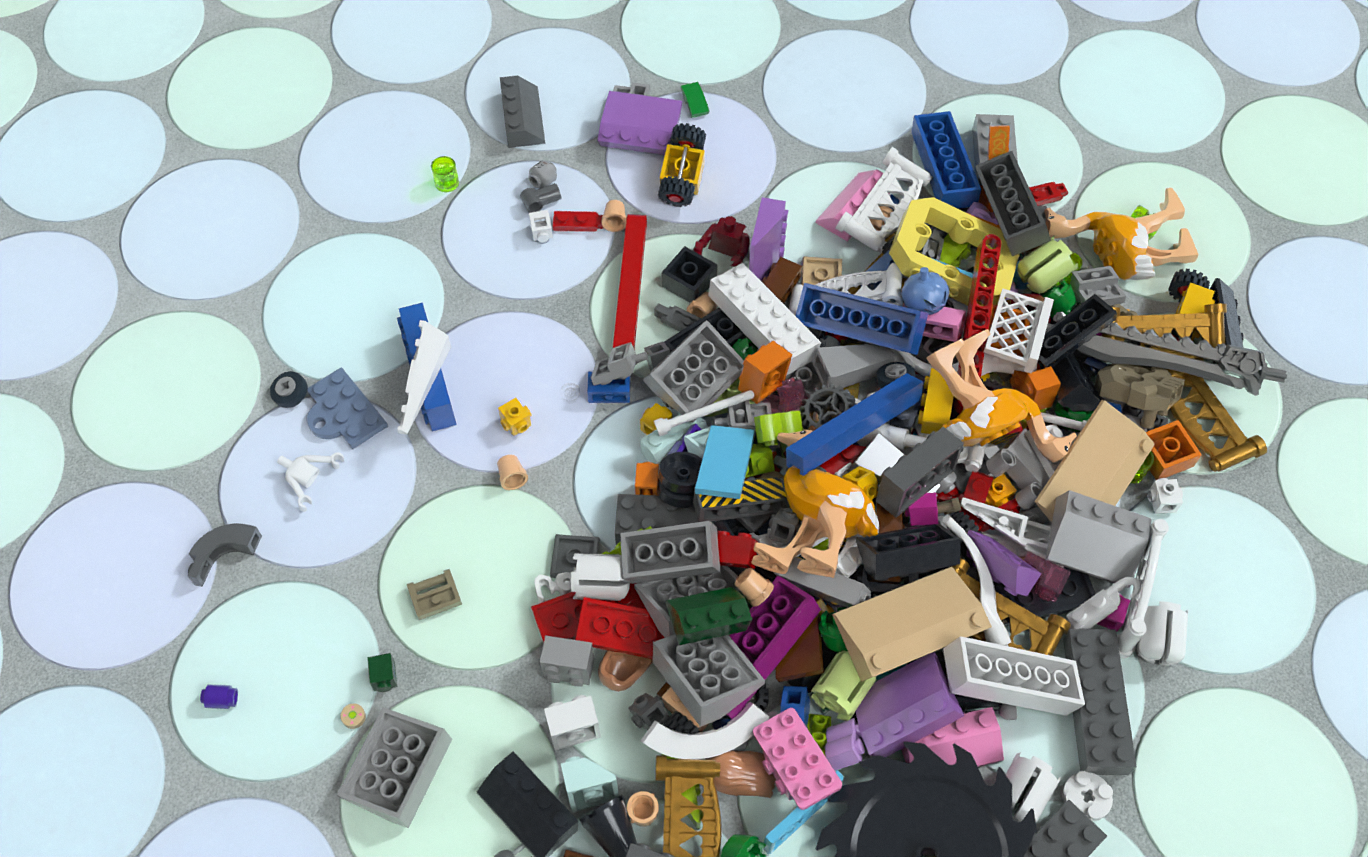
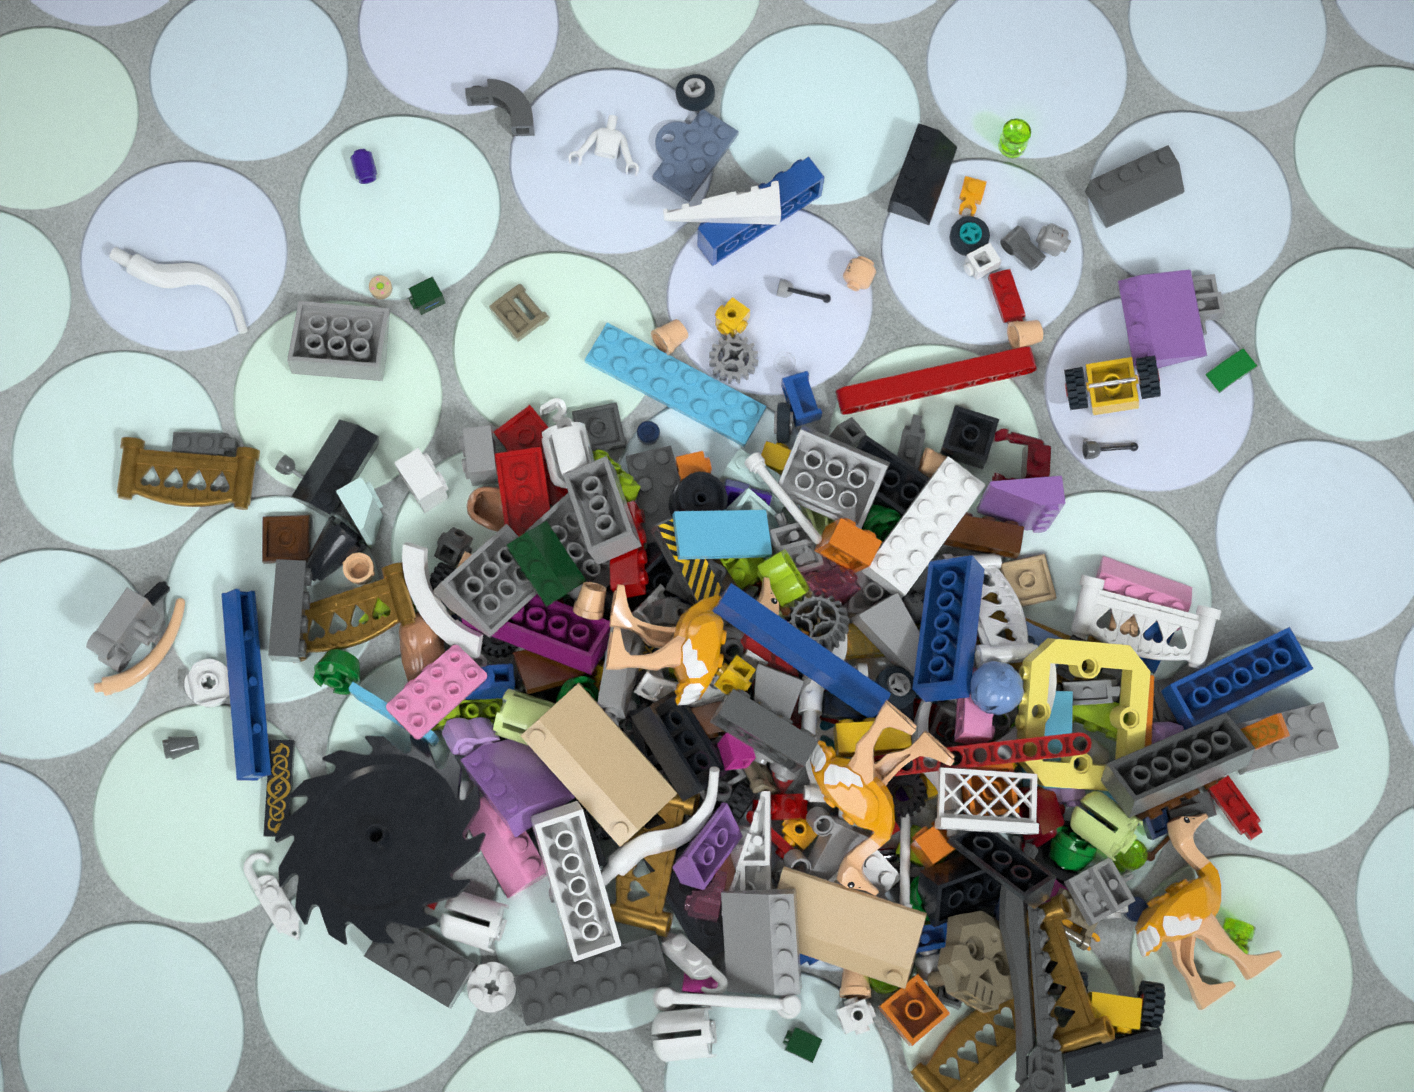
camera: 70 degrees right, 15 degrees up
(444, 247) = (922, 175): none -> black slope
(477, 218) = (971, 194): none -> light orange plate
(503, 372) = (786, 289): none -> hinge
(507, 226) = (972, 228): none -> black wheel
(514, 312) = (859, 273): none -> light nougat head
(543, 433) = (729, 350): none -> light grey gear
(554, 484) = (675, 384): none -> medium azure plate
(593, 517) = (648, 433): none -> dark blue tile
(619, 364) = (822, 396): light grey plate -> none
(627, 403) = (783, 422): none -> black wheel
(727, 201) = (1092, 449): none -> hinge
(1138, 489) = (854, 985): none -> light nougat piece
(1182, 543) = (802, 1044): none -> dark green brick

